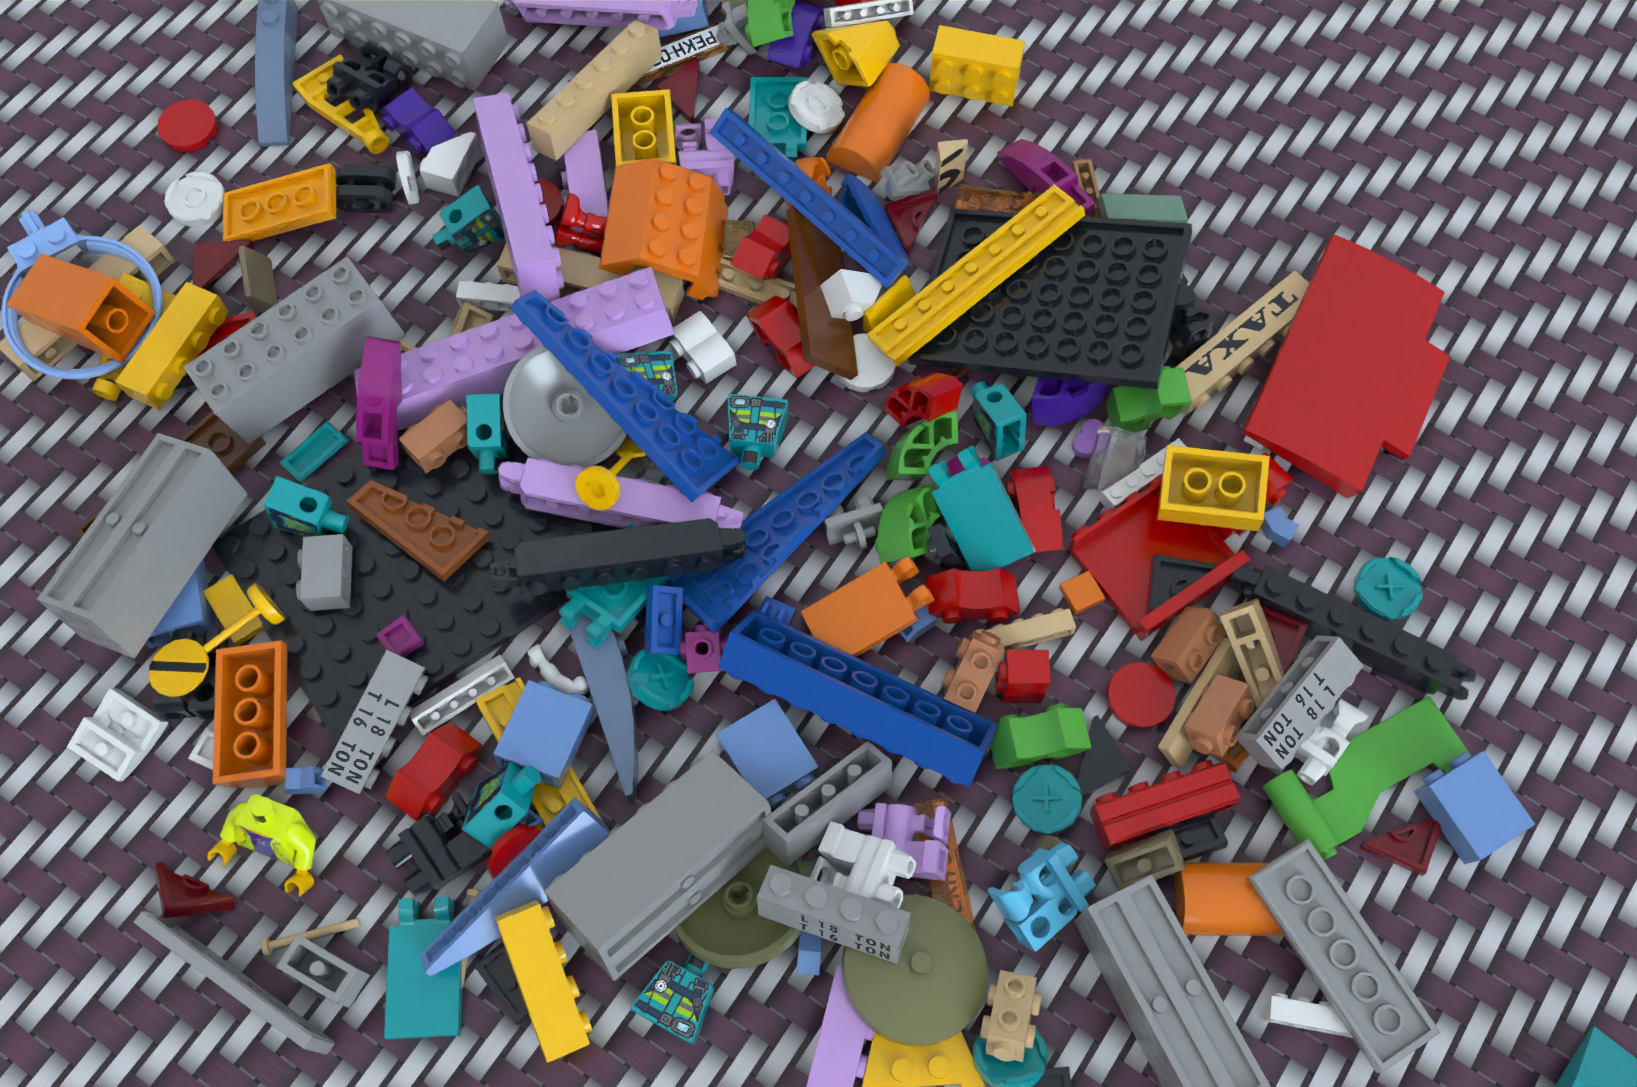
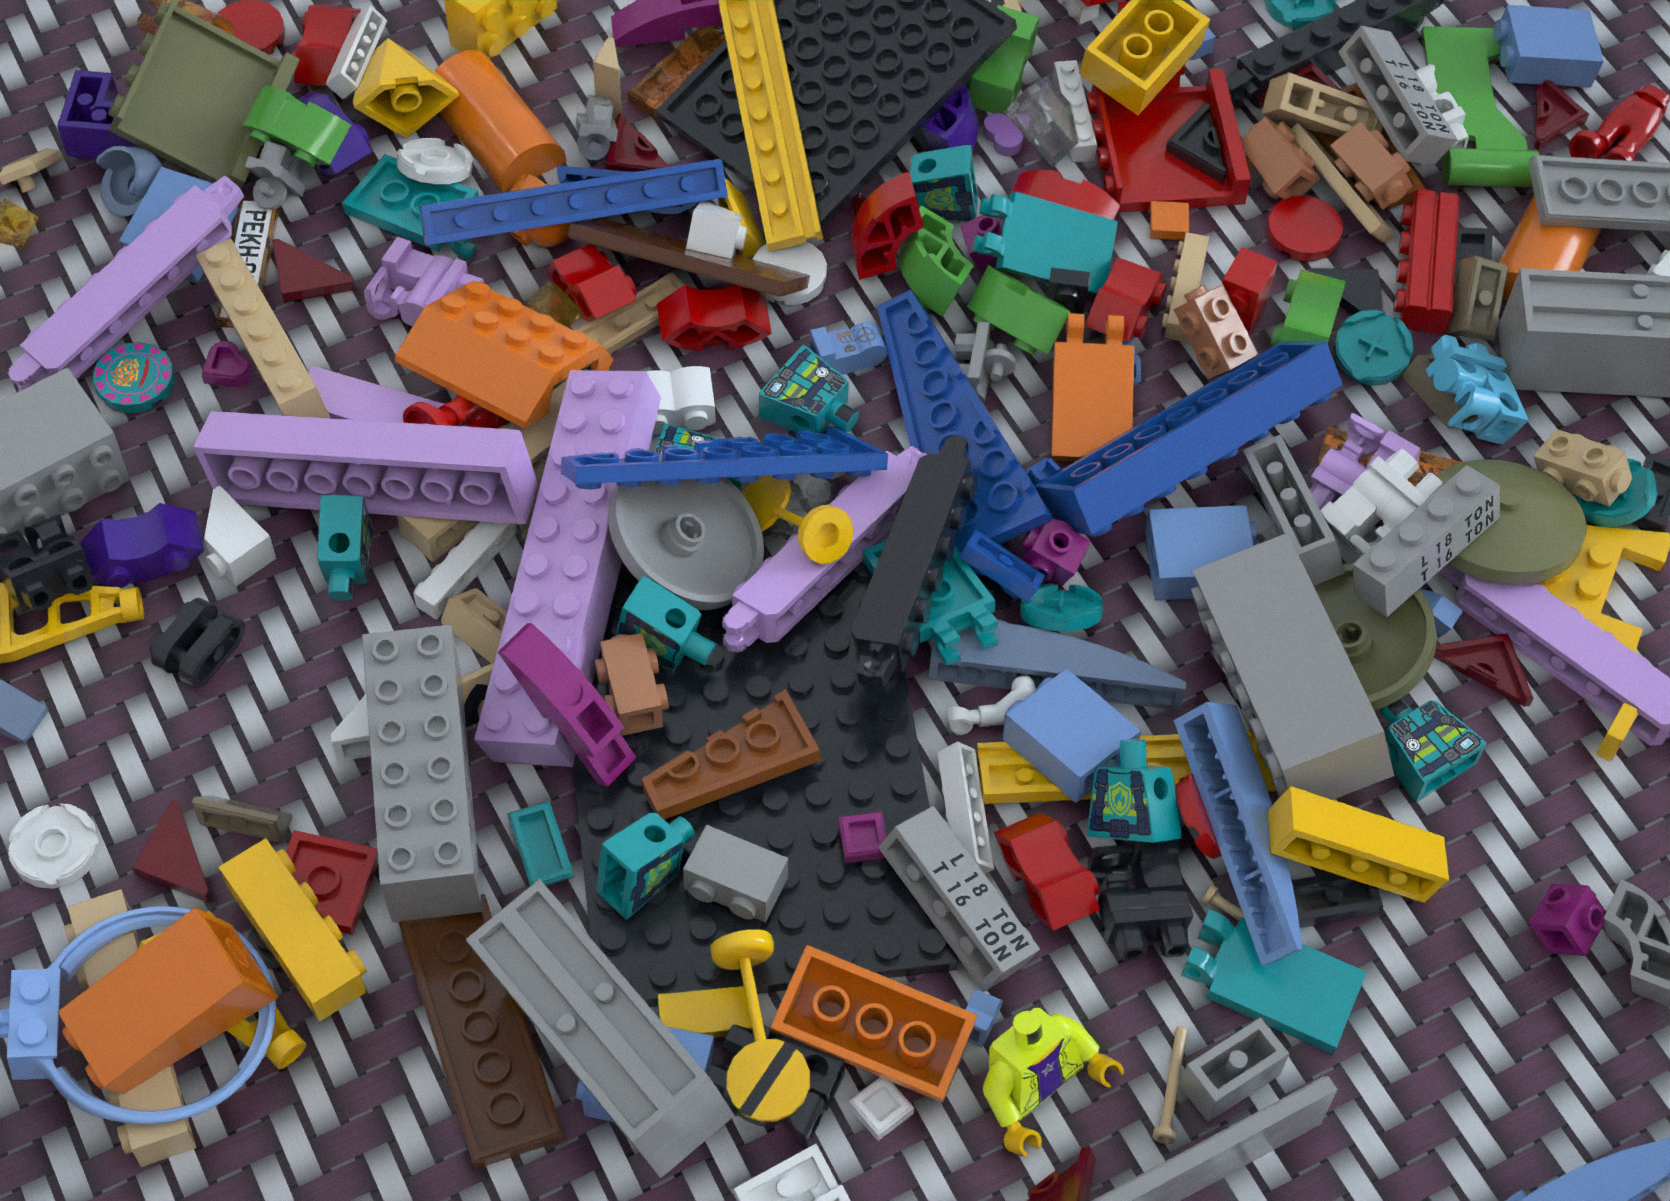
camera: 65 degrees left, 10 degrees down
(280, 204) = (152, 742): light orange tile -> none
(407, 176) = (210, 588): white tile -> none
(547, 48) = (133, 377): none -> teal tile
(643, 126) = (352, 327): yellow brick -> none
(791, 1018) = (1489, 662): none -> dark red tile
(812, 431) = (849, 348): none -> medium blue leg
(1443, 914) = (1633, 118): none -> red piece

